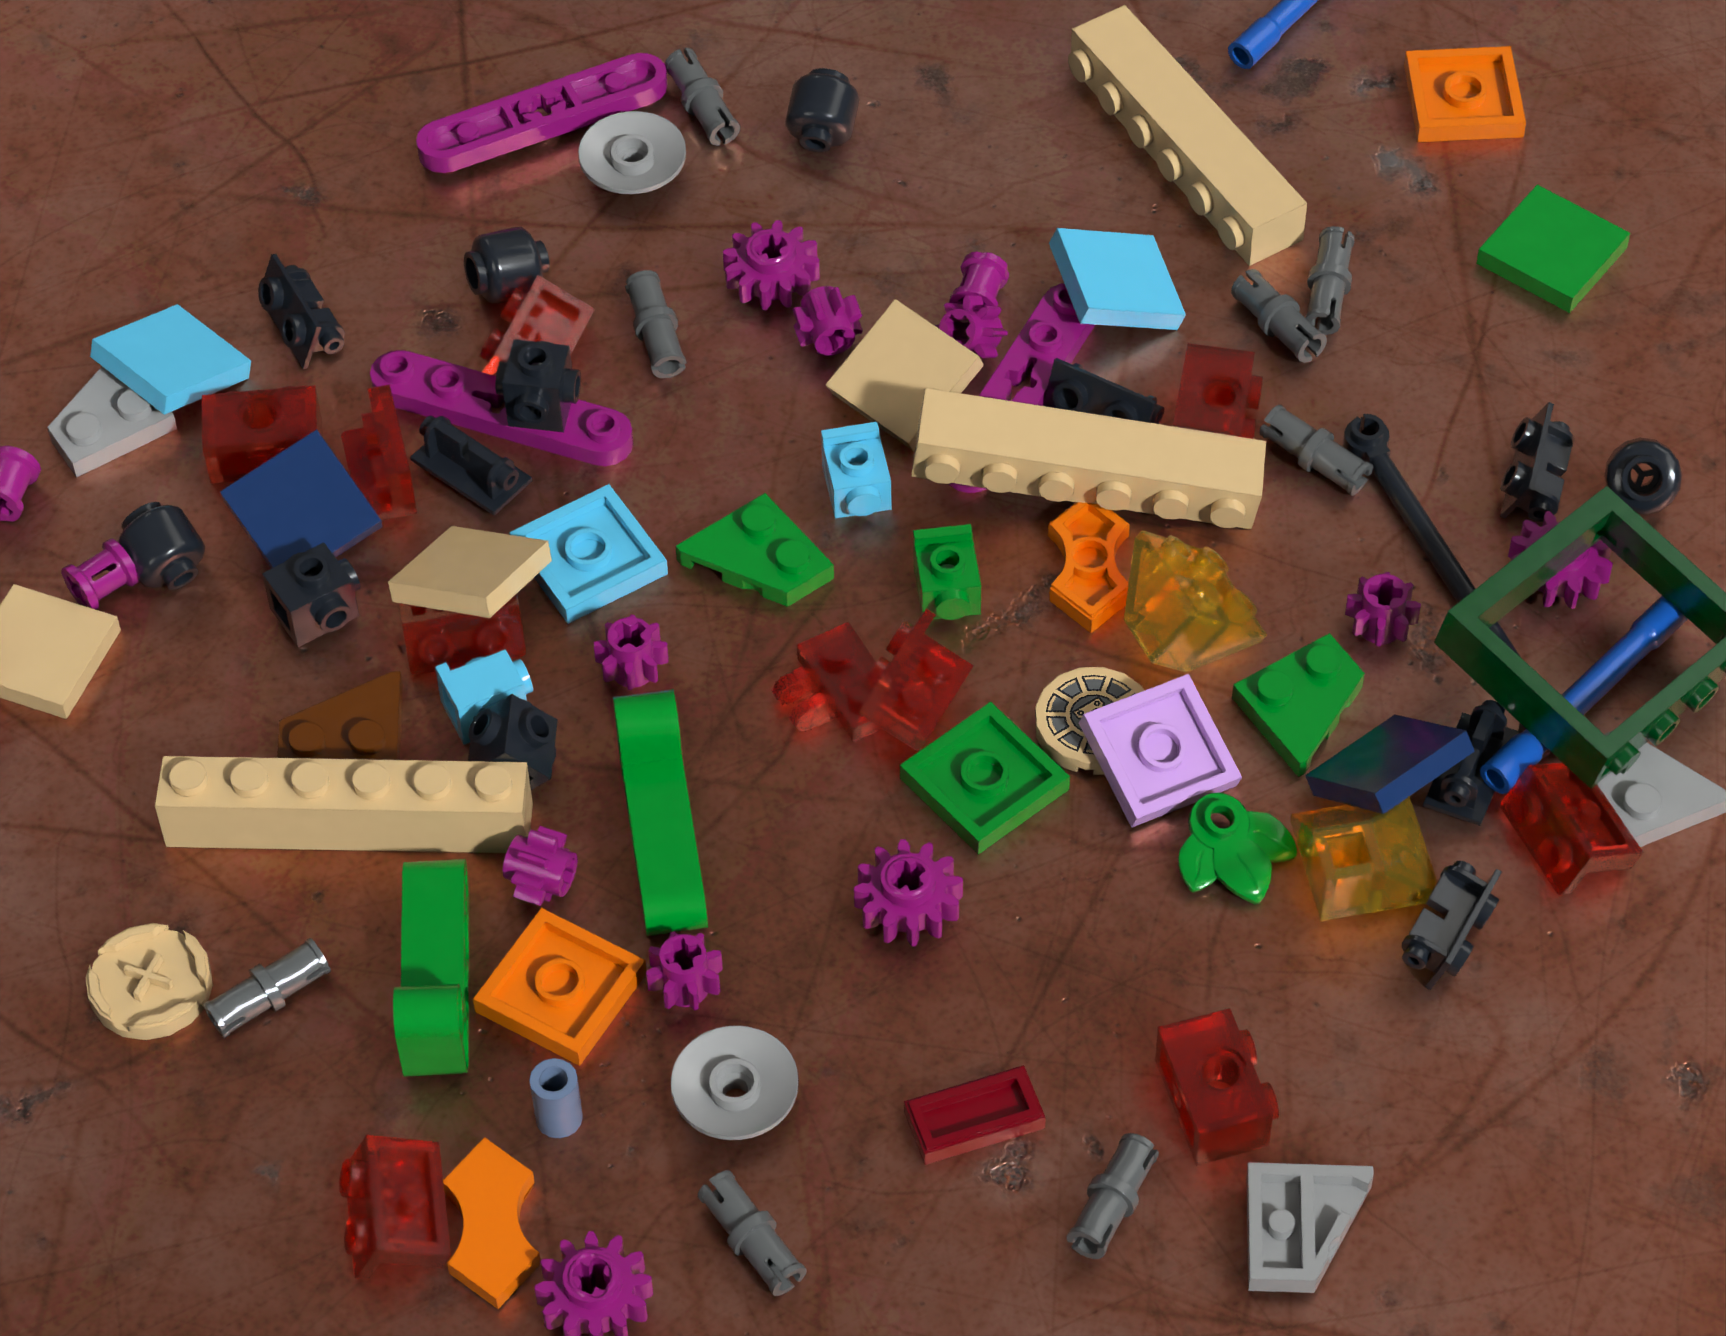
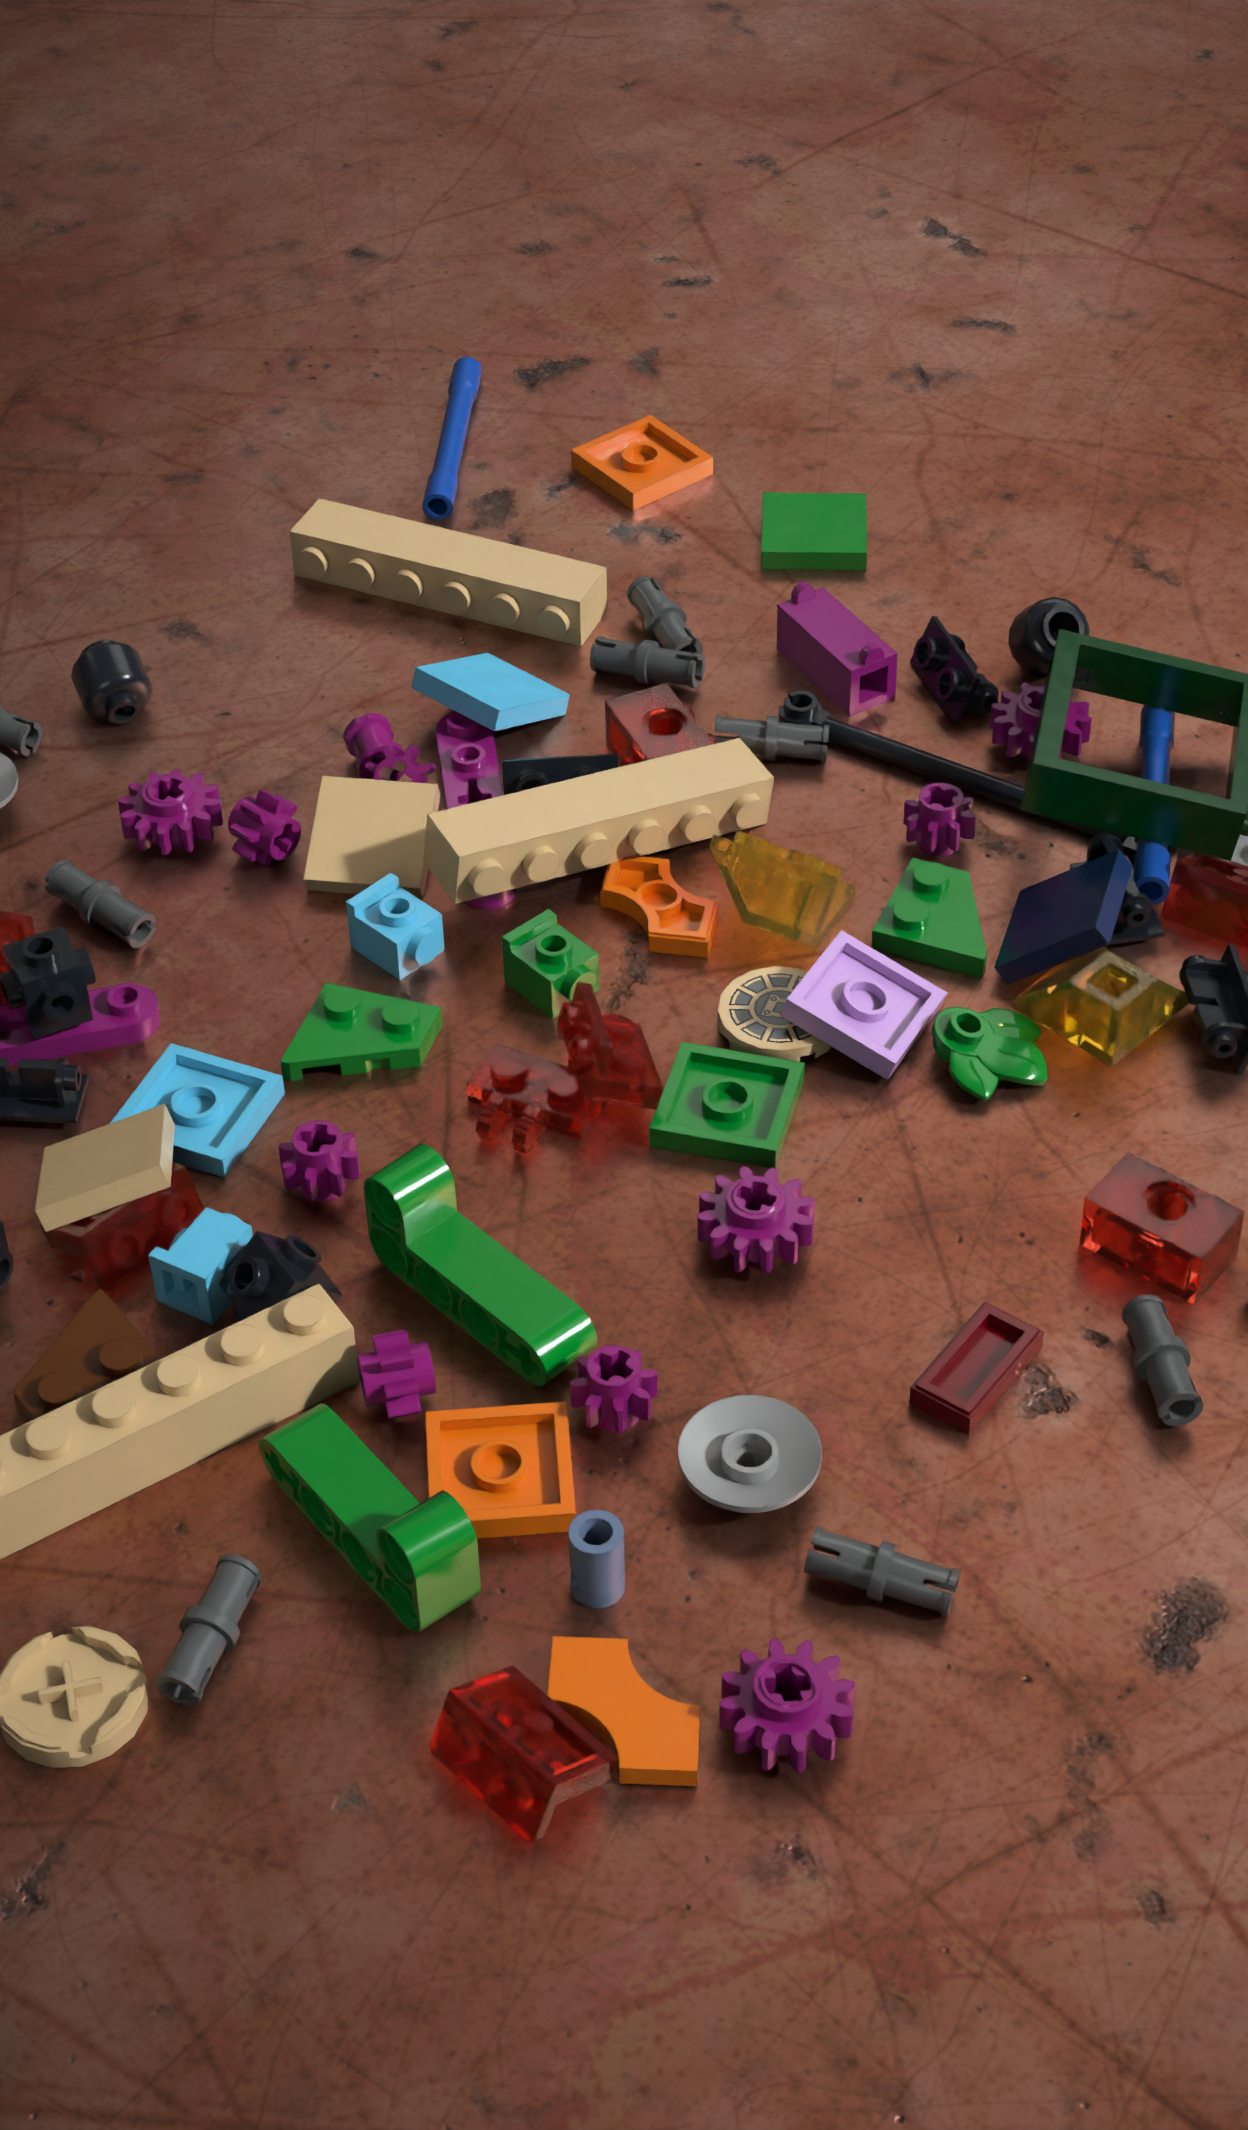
camera: 35 degrees left, 10 degrees down
(1447, 388) = (835, 650): none -> magenta brick

